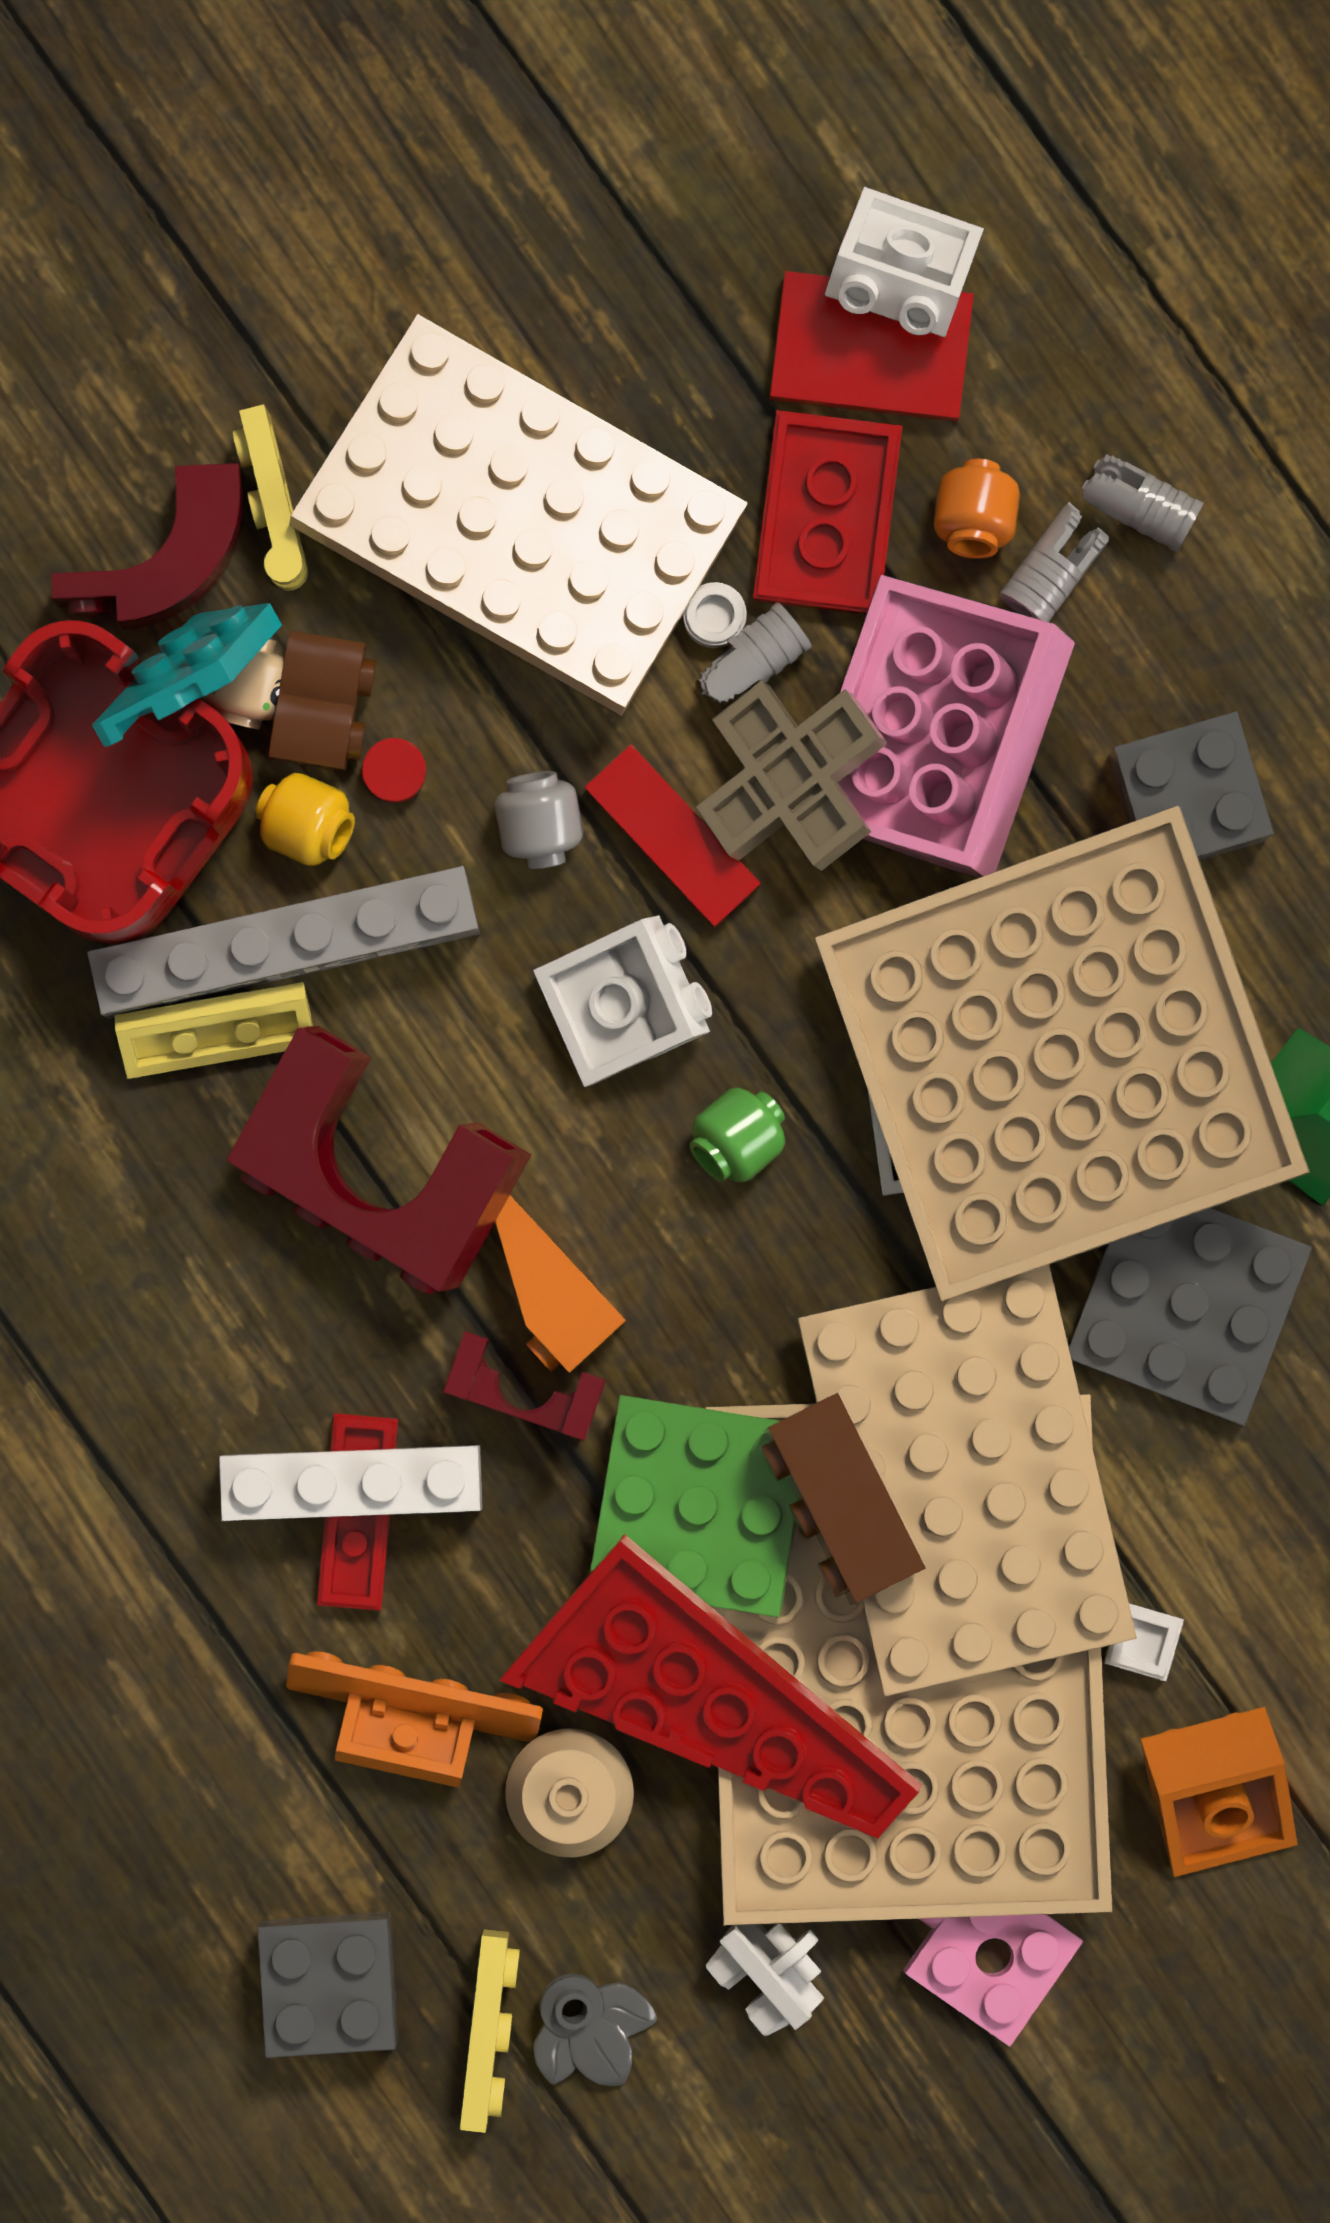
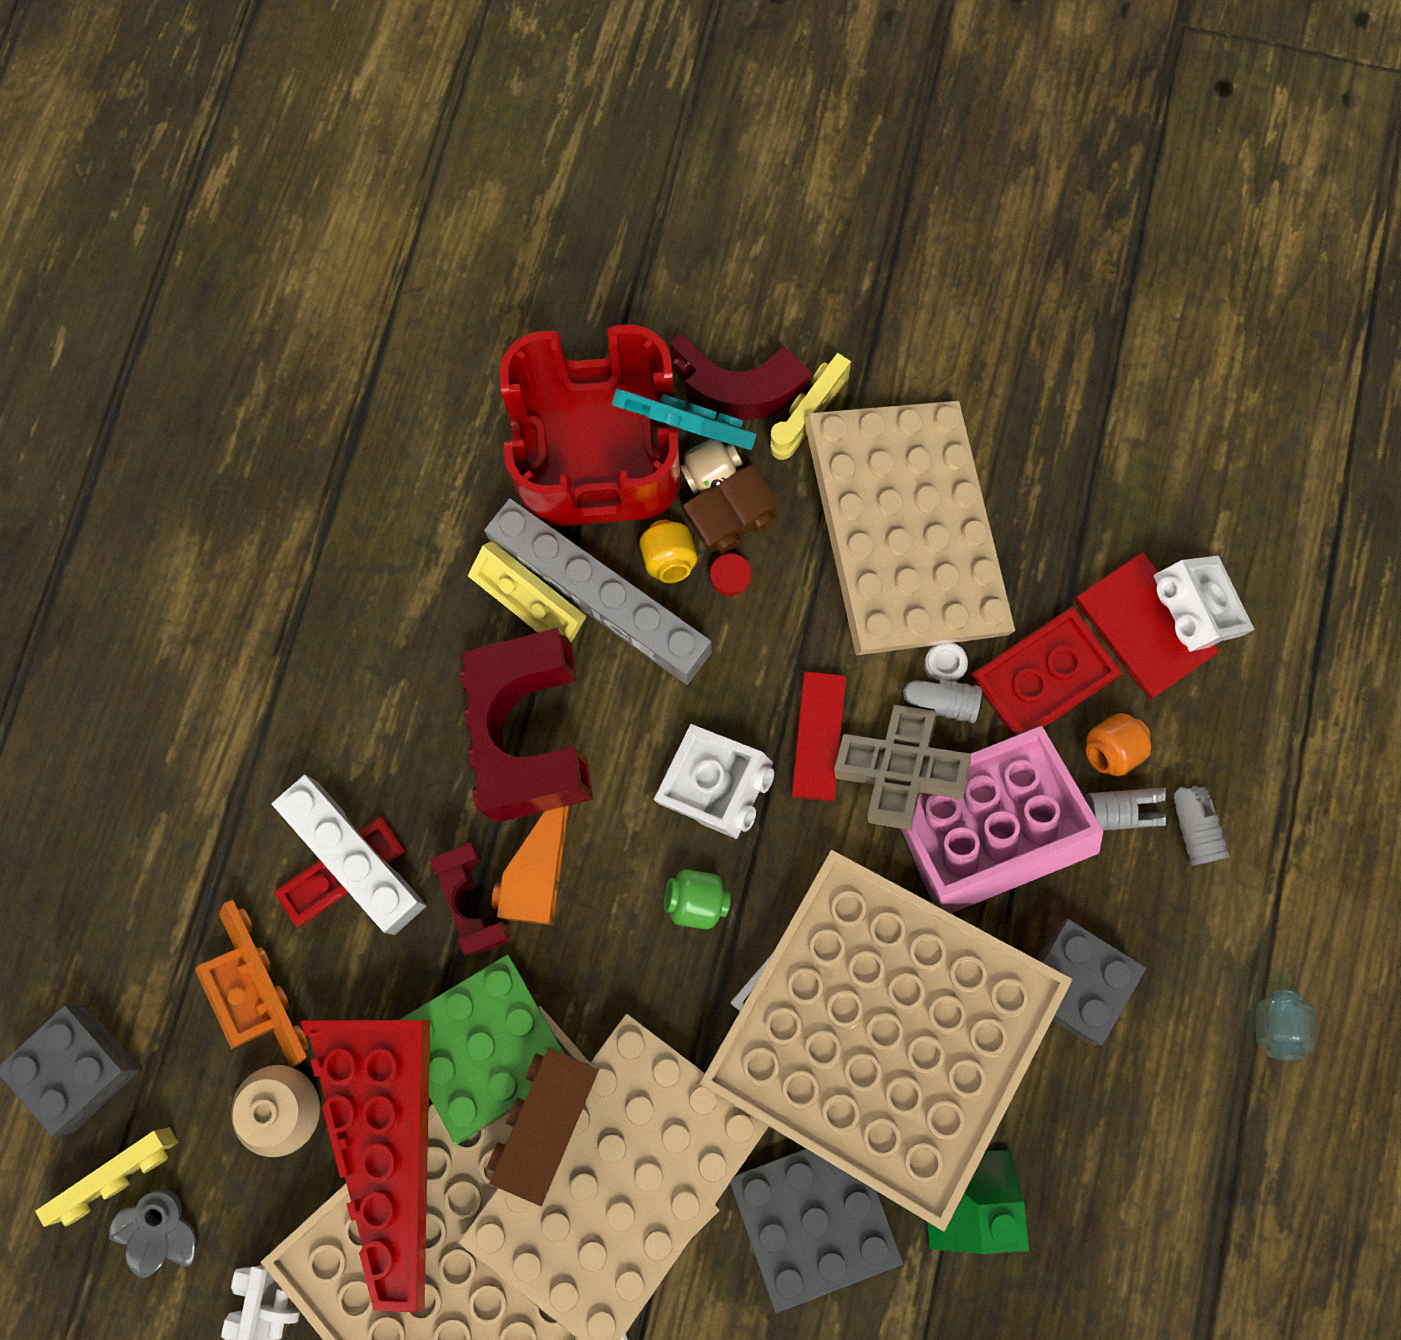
camera: 55 degrees right, 10 degrees down
(538, 819) = (768, 662): light grey head -> none

